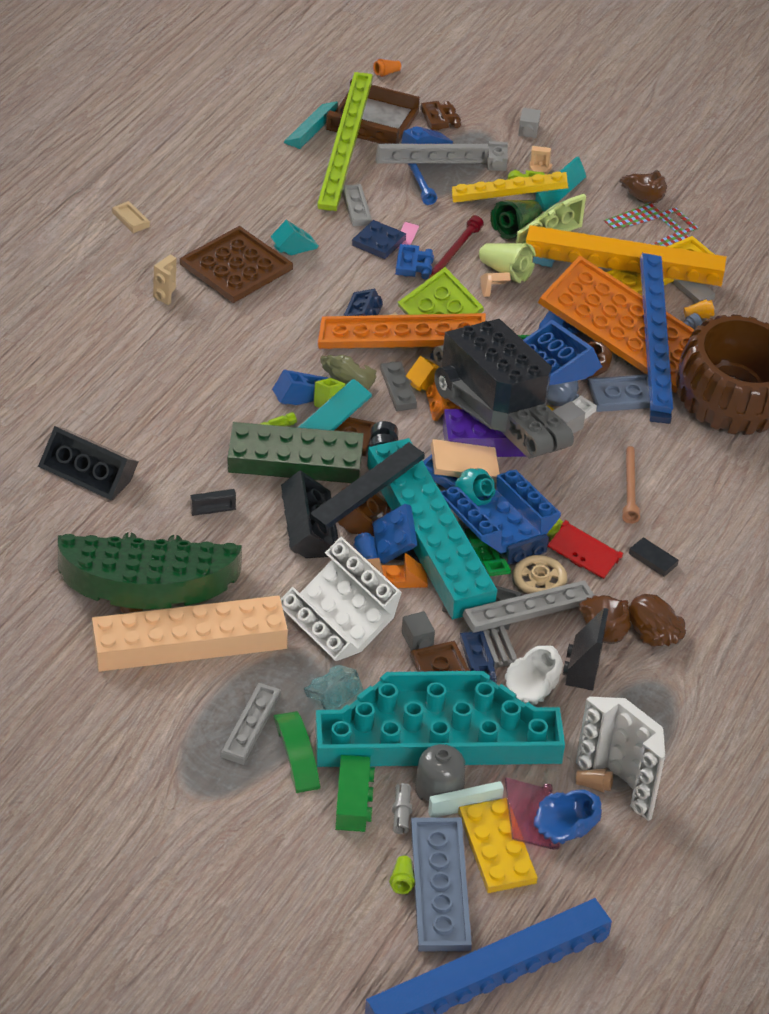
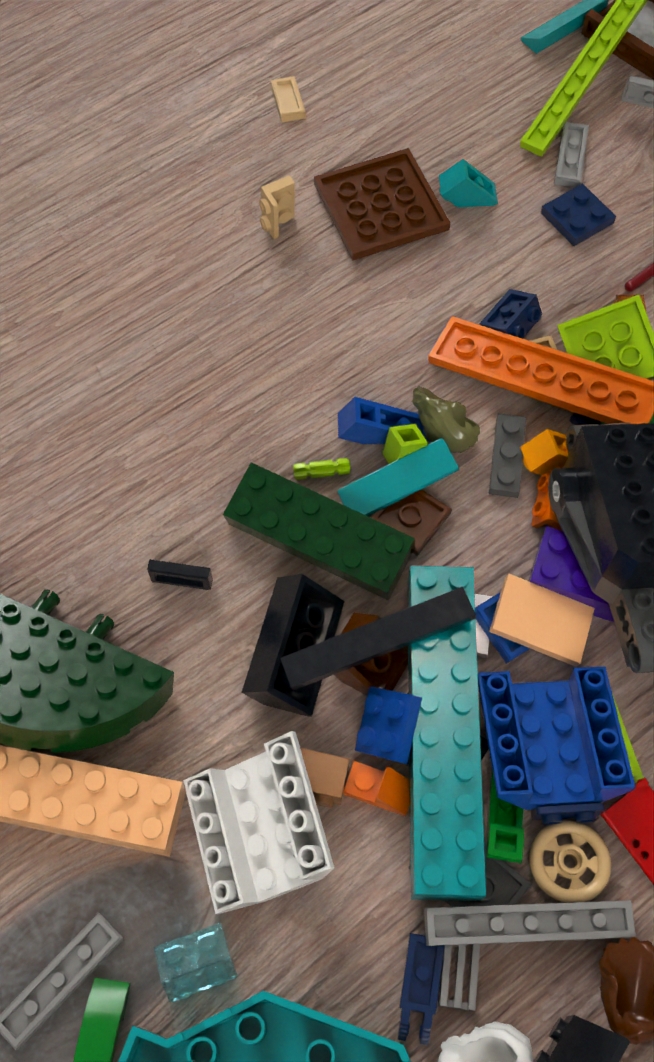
camera: 25 degrees right, 20 degrees up
(87, 463) = (57, 457): black slope -> none
(365, 545) = (346, 724): blue cone -> none
(383, 432) = (446, 544): black wheel -> none
(408, 262) = (600, 261): blue plate -> none
(410, 230) = (624, 211): bright pink sticker -> none
(418, 631) = (353, 907): dark grey brick -> none
(439, 658) = (362, 975): reddish brown tile -> none
(476, 484) = (540, 671): teal plant -> none

